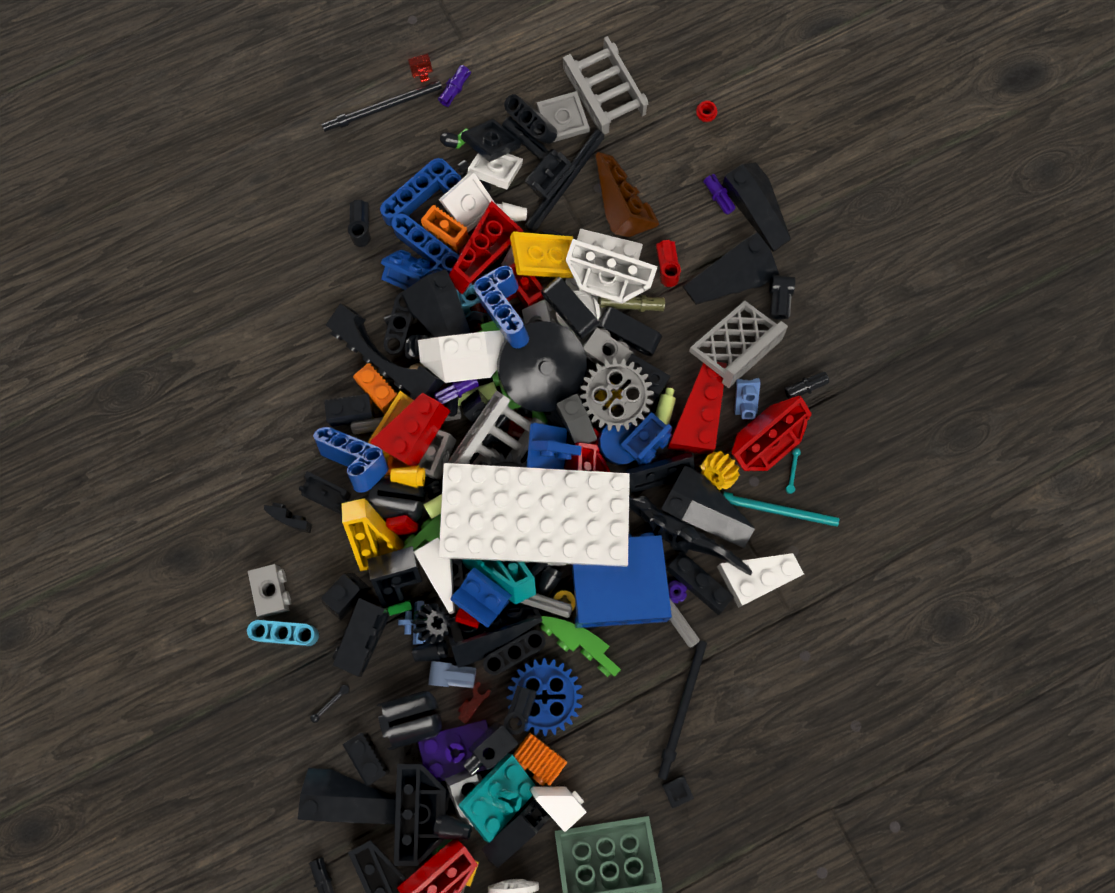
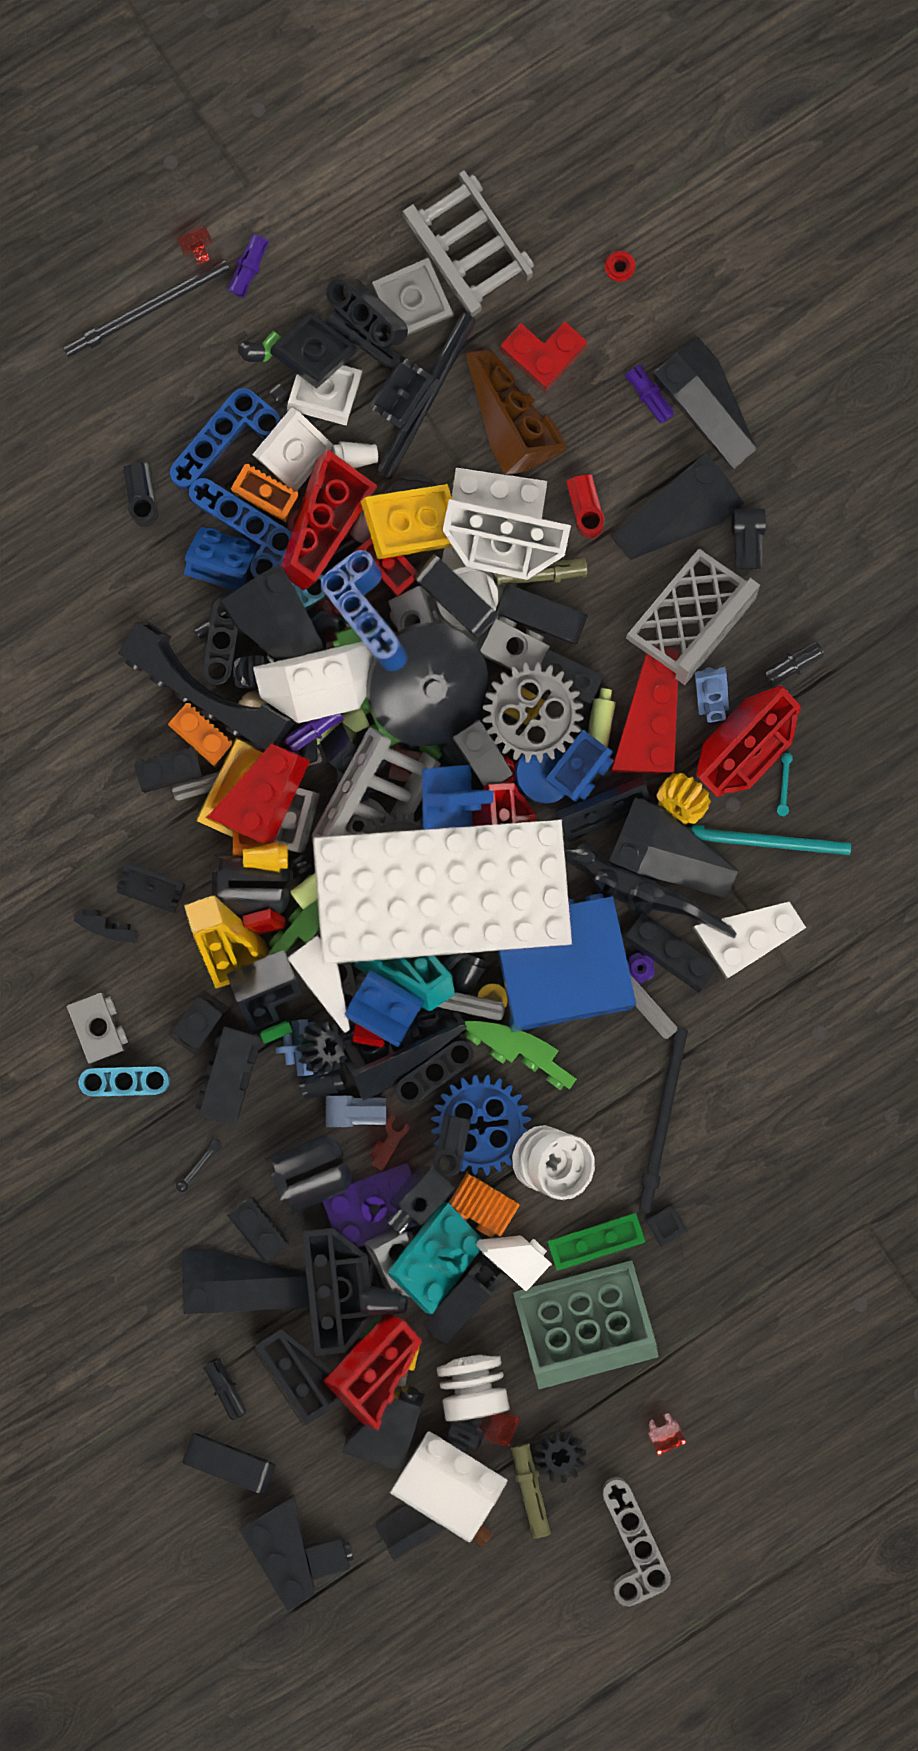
camera: 10 degrees left, 10 degrees up
(364, 461) = (206, 841): blue beam -> none
(596, 732) = (553, 1162): none -> white wheel
(623, 798) = (596, 1241): none -> green plate
(648, 163) = (541, 360): none -> red brick

